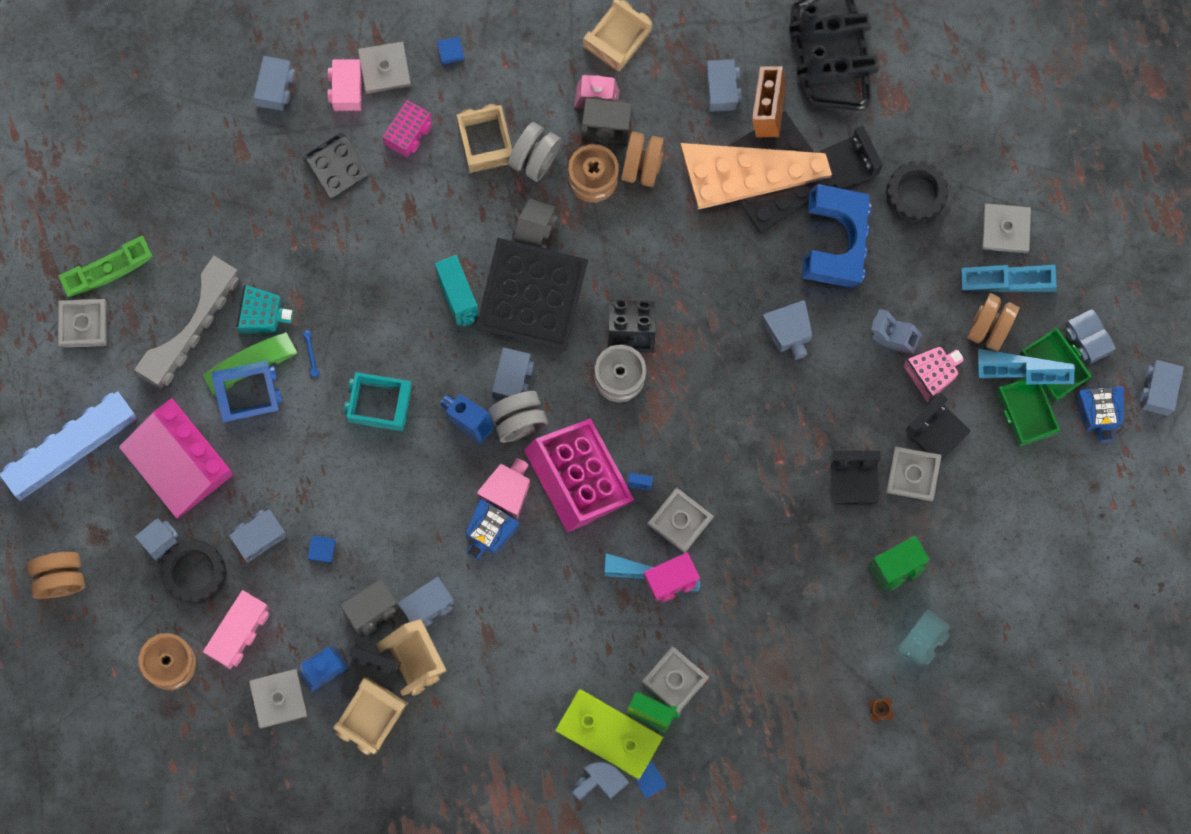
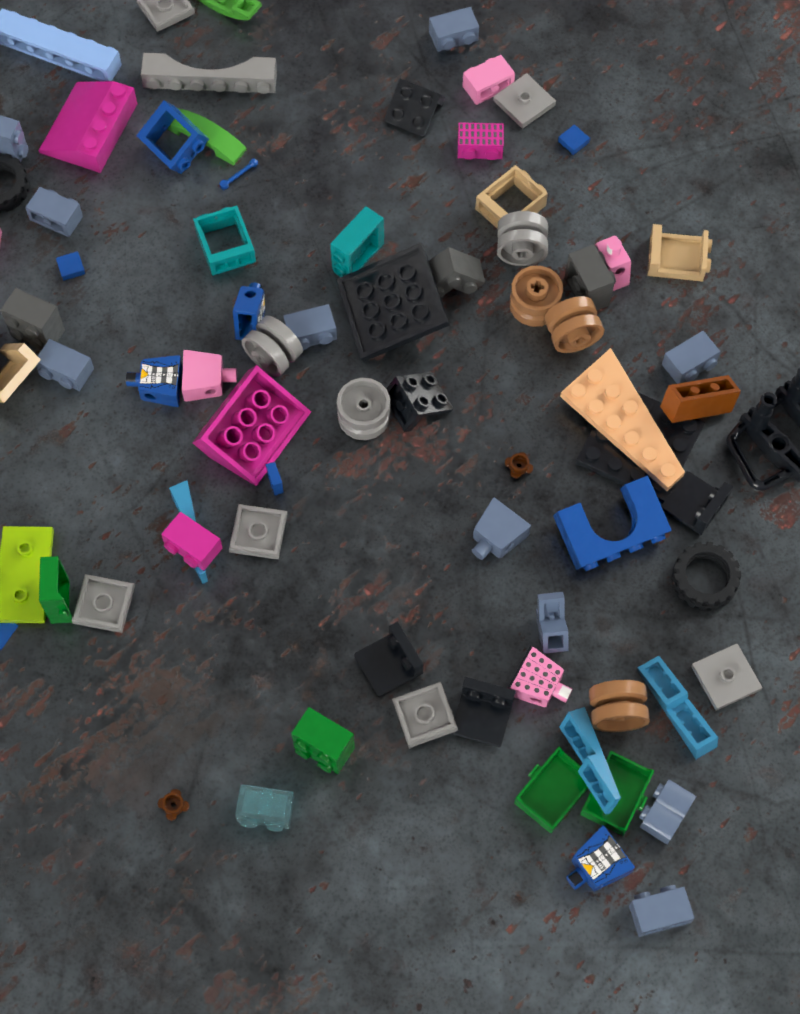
camera: 65 degrees right, 10 degrees down
(261, 312) = (249, 117): teal torso -> none
(743, 273) = (519, 458): none -> reddish brown plate

